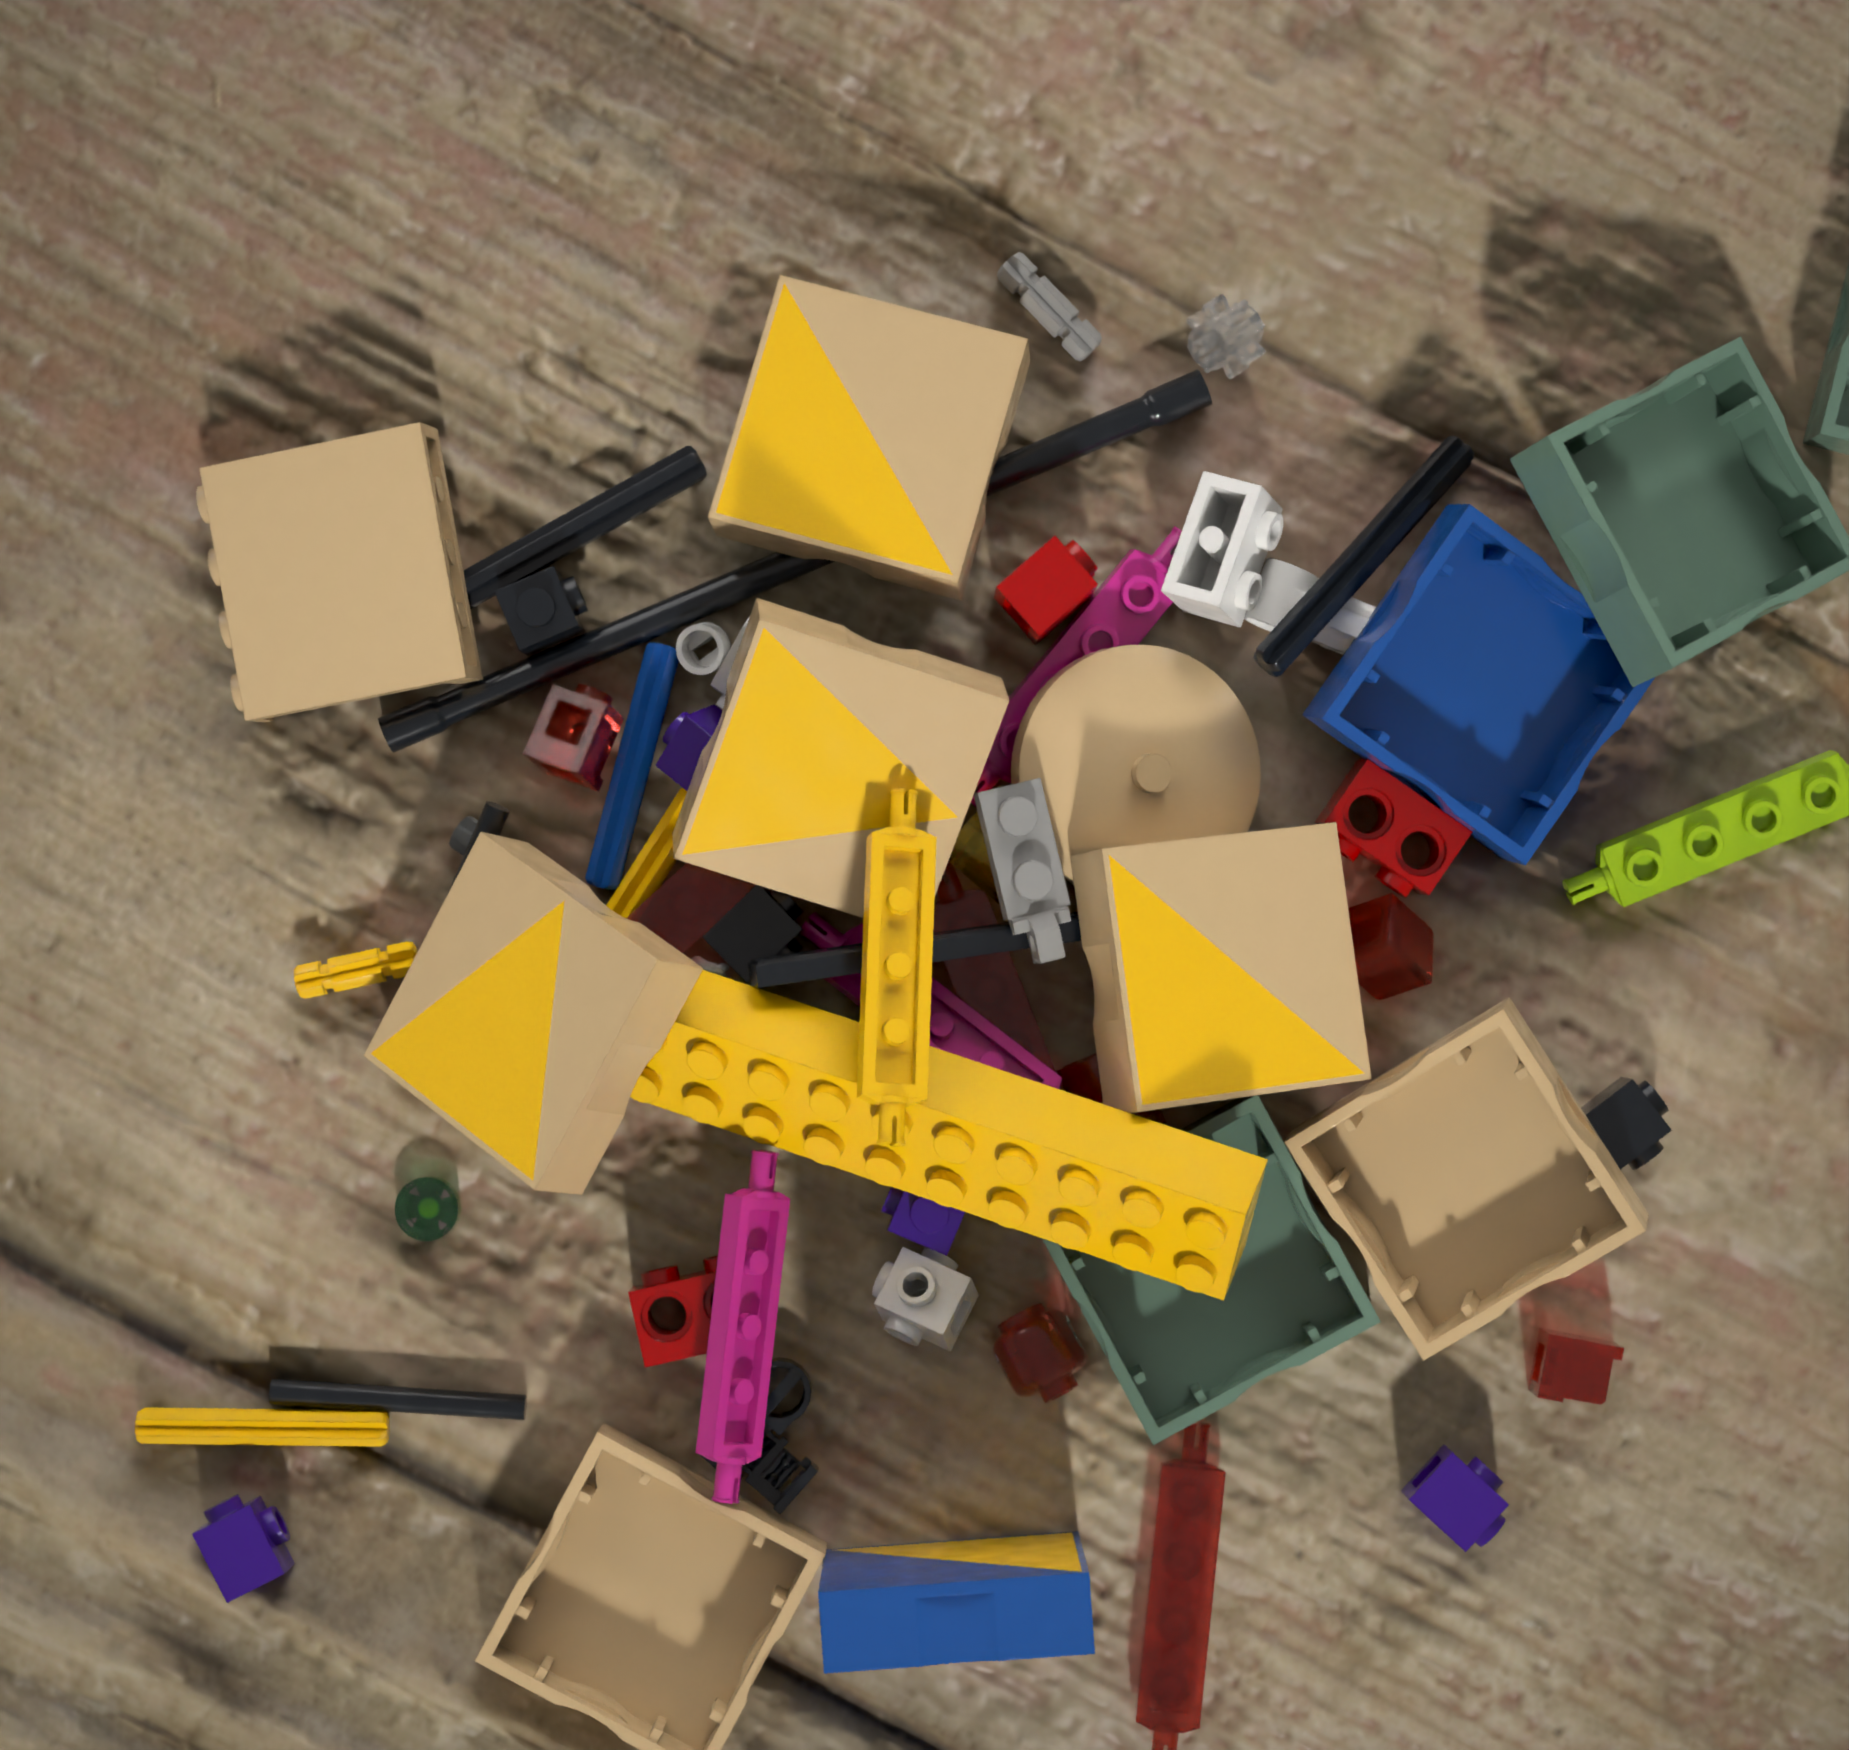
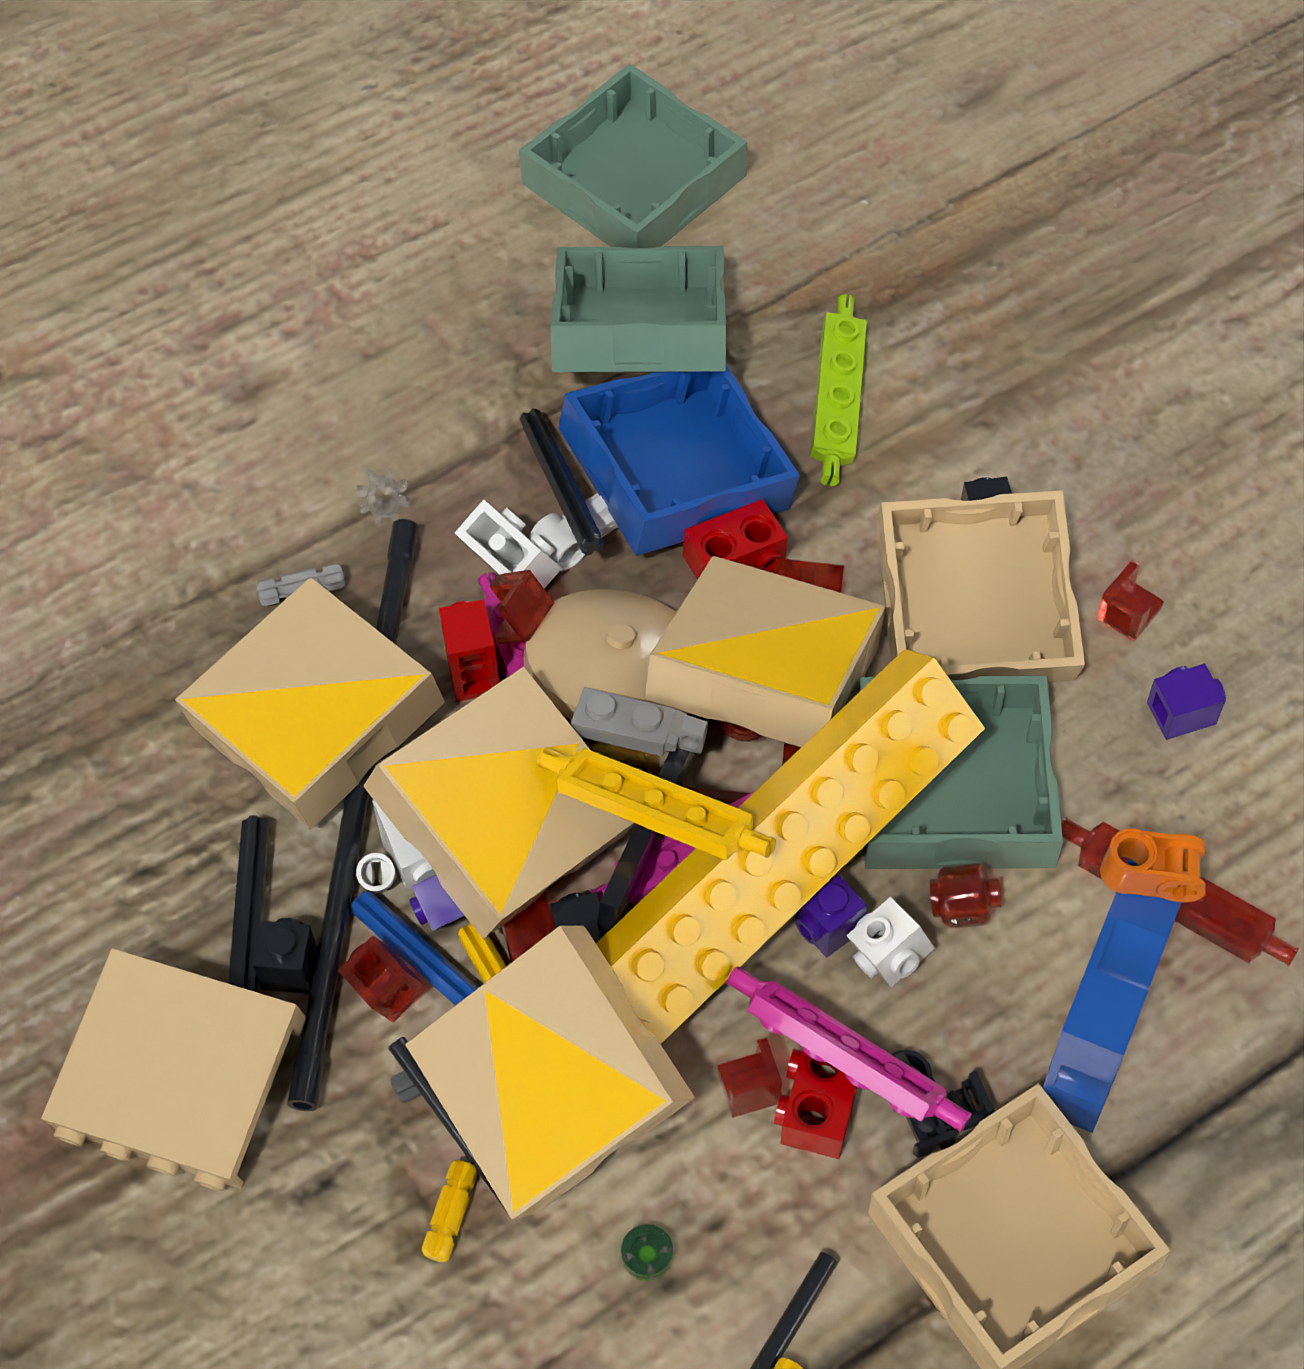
camera: 60 degrees left, 30 degrees down
(677, 1220) = (751, 1081): none -> clear red panel
(1074, 1624) = (1160, 865): none -> orange piece
(1129, 630) = (522, 605): none -> clear red panel

